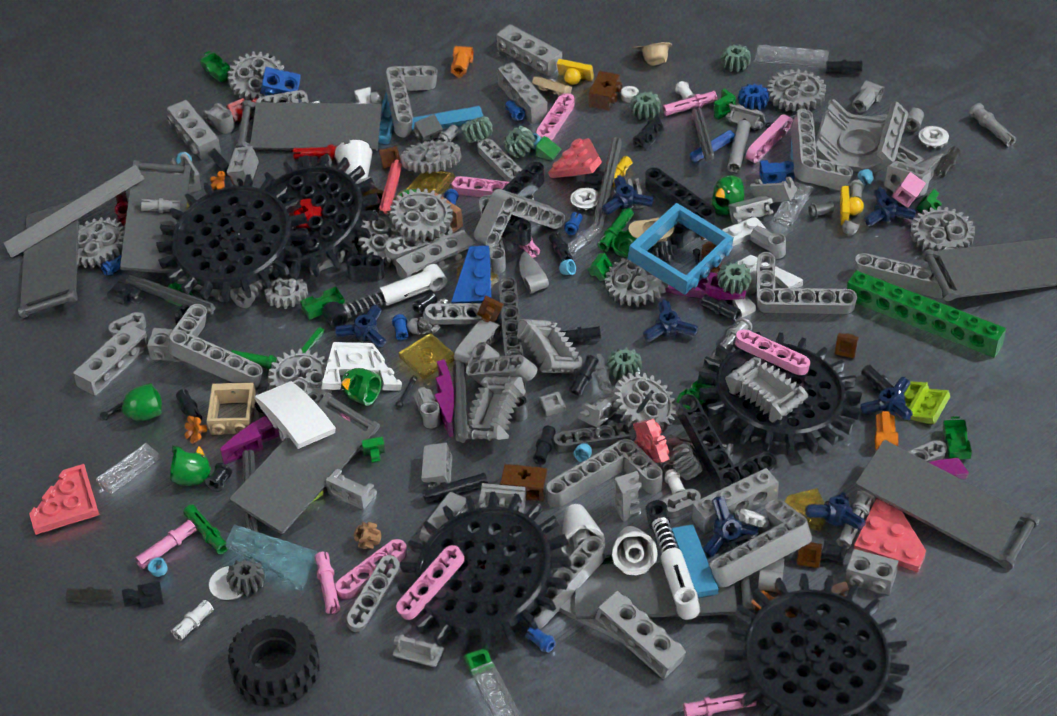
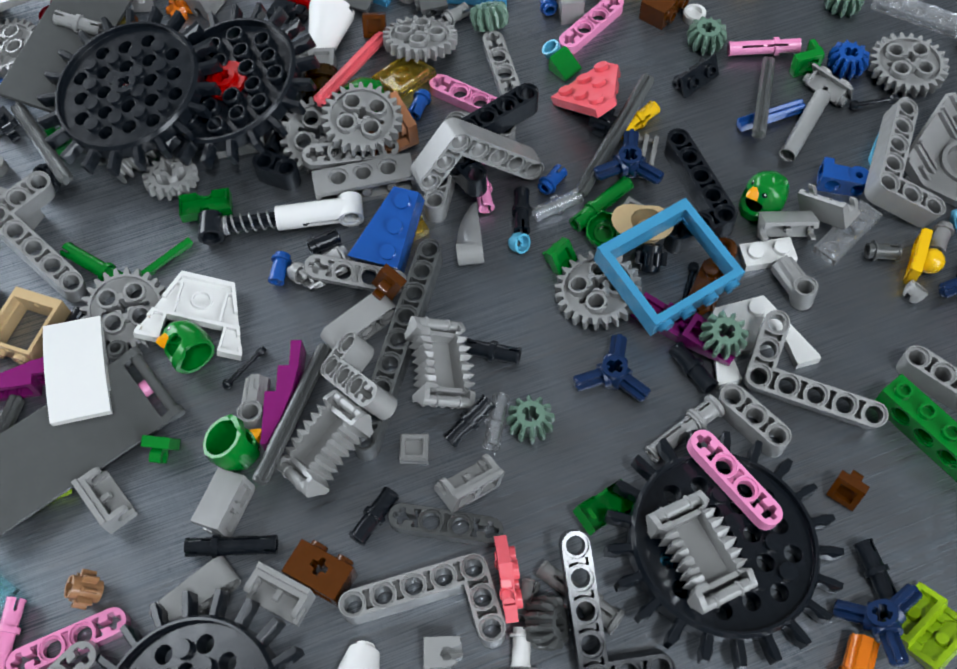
camera: 20 degrees right, 15 degrees up
(364, 328) = (235, 256): dark blue bush -> none
(424, 354) = (290, 320): clear yellow plate -> none
(427, 431) = (231, 444): none -> green piece
(519, 141) = (531, 46): sand green gear -> none
(580, 195) = (581, 139): white gear -> none
(582, 452) = (419, 546): medium azure hinge -> none
(631, 392) = (545, 519): light grey gear -> none
(682, 89) = (762, 25): white pin -> none
(769, 138) = (848, 125): bright pink beam -> none
(771, 323) = (767, 425): none -> light grey beam

